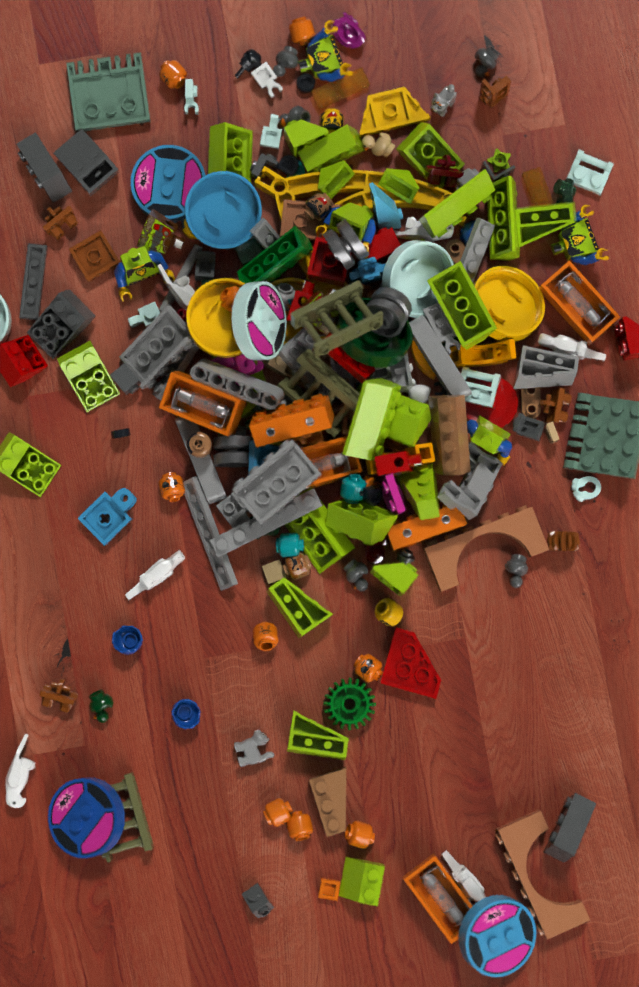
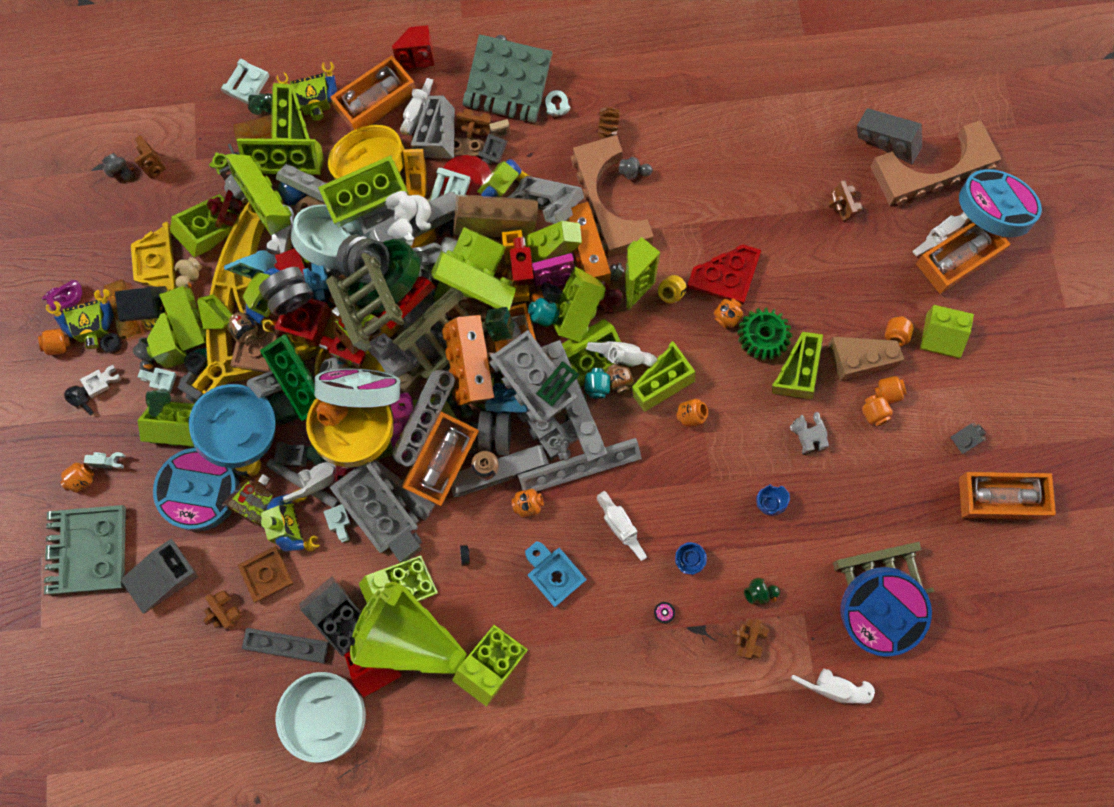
camera: 80 degrees left, 10 degrees down
(38, 384) = (403, 635): none -> lime cone
(43, 166) = (157, 624): dark grey wedge -> none
(79, 618) = (664, 612): none -> tile
(200, 933) = (1007, 495): none -> orange piece
(224, 515) = (562, 445): none -> light grey piece
(248, 136) = (157, 400): none -> clear green plate
(256, 495) = (568, 370): none -> dark green tile
(274, 571) = (624, 403): tan tile -> none
(285, 59) = (82, 360): dark grey animal -> none
(318, 568) = (623, 353): none -> white animal
(329, 889) = (954, 366): orange tile -> none
(331, 447) = (499, 324): none -> clear green brick
(342, 105) = (139, 303): none -> black slope
(354, 571) = (629, 321): dark grey animal -> none
(400, 184) = (231, 248): lime slope -> none
(441, 101) = (151, 207): light grey animal -> none
(444, 348) = (405, 209): none -> white animal
(494, 779) = (843, 201): none -> dark orange hips

